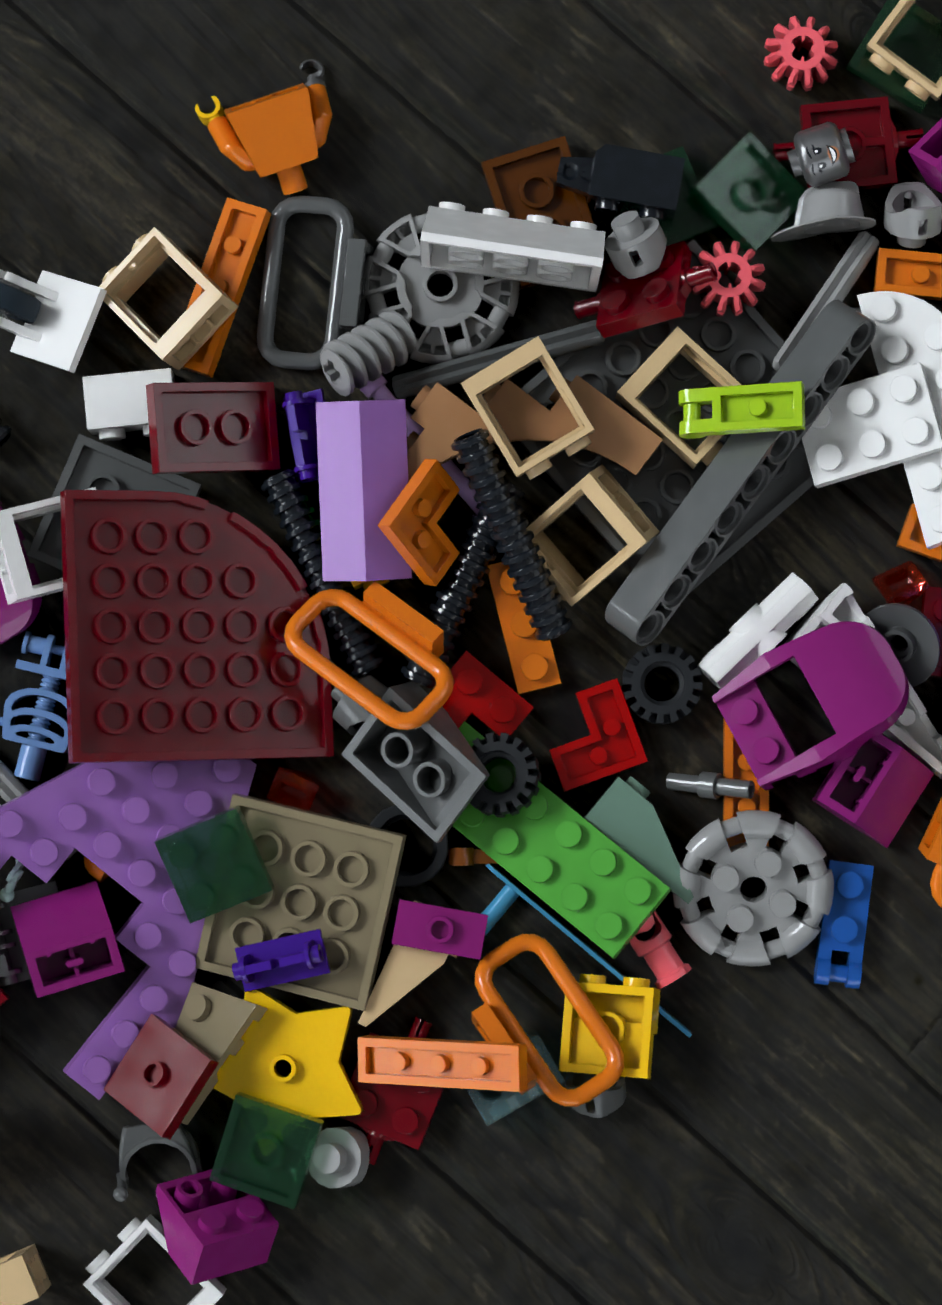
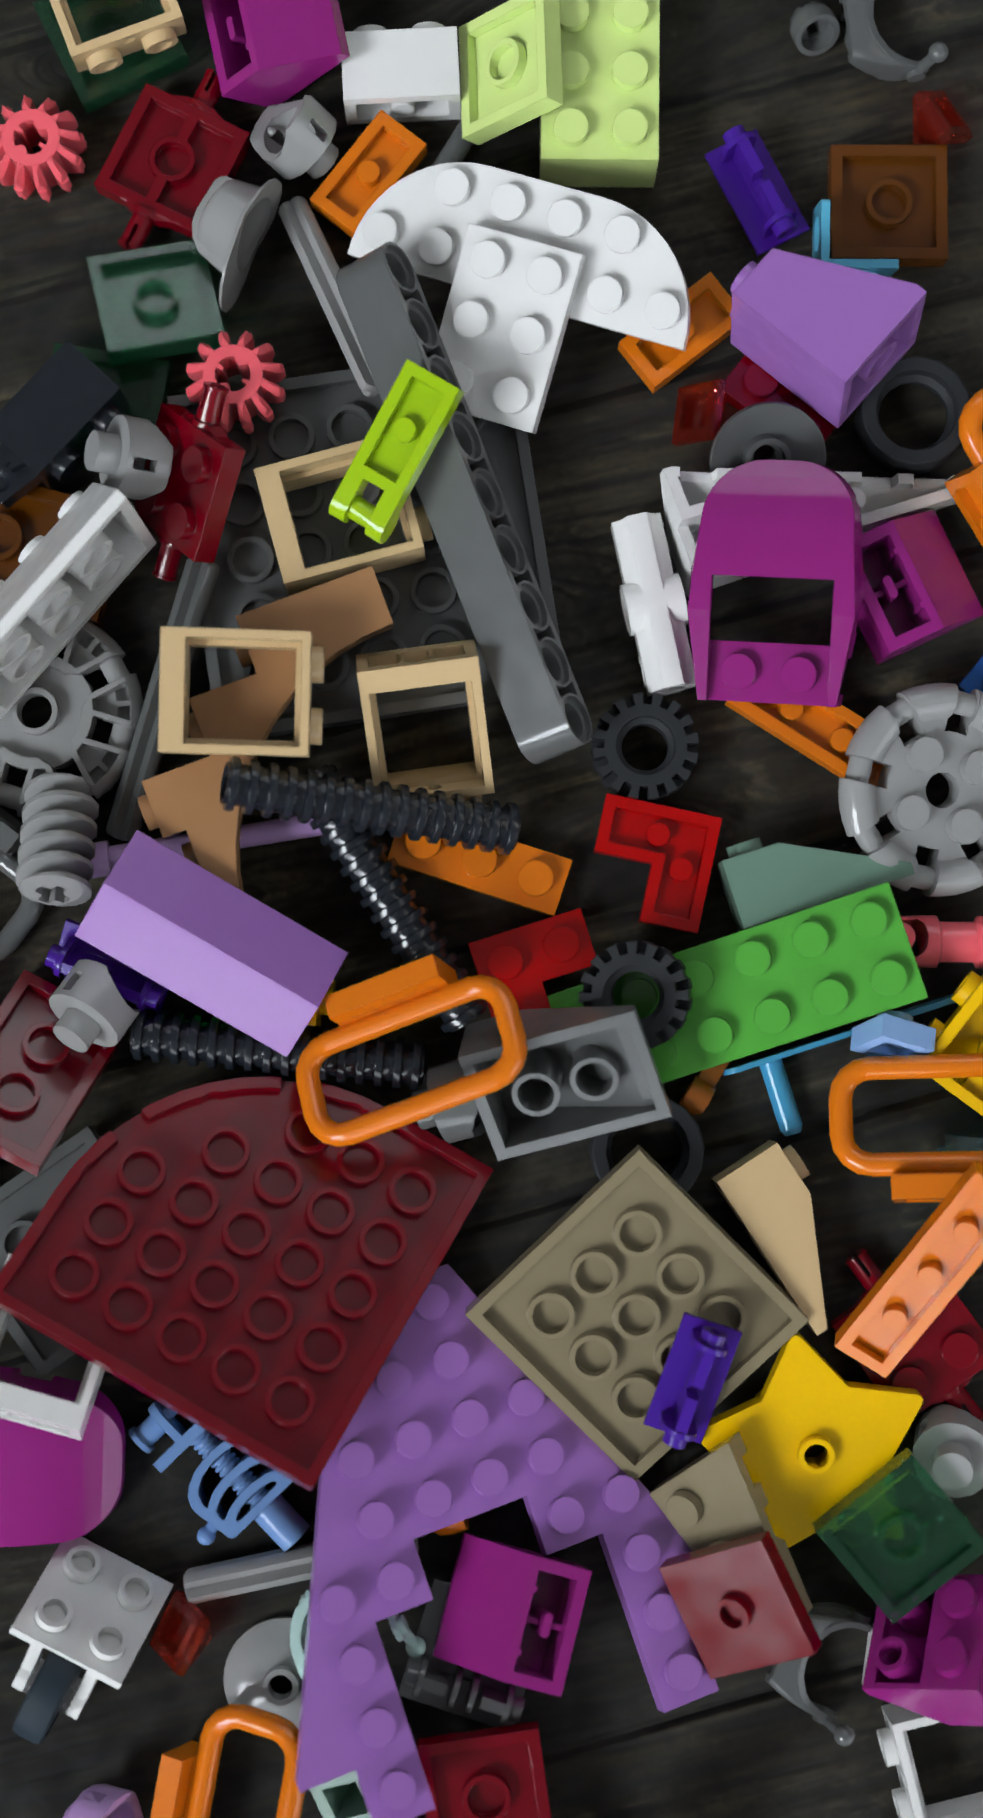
camera: 55 degrees left, 0 degrees up
(214, 864) = (533, 1388): clear green plate -> none
(276, 439) = (90, 1008): none -> light grey piece
(293, 789) = (502, 1239): clear red slope -> none
(413, 522) = (285, 910): orange plate -> none
(439, 929) = (770, 1174): magenta plate -> none
(576, 953) = (892, 1035): none -> light blue plate
(710, 785) = (794, 764): dark grey bar -> none
(821, 154) = (162, 188): flat silver head -> none

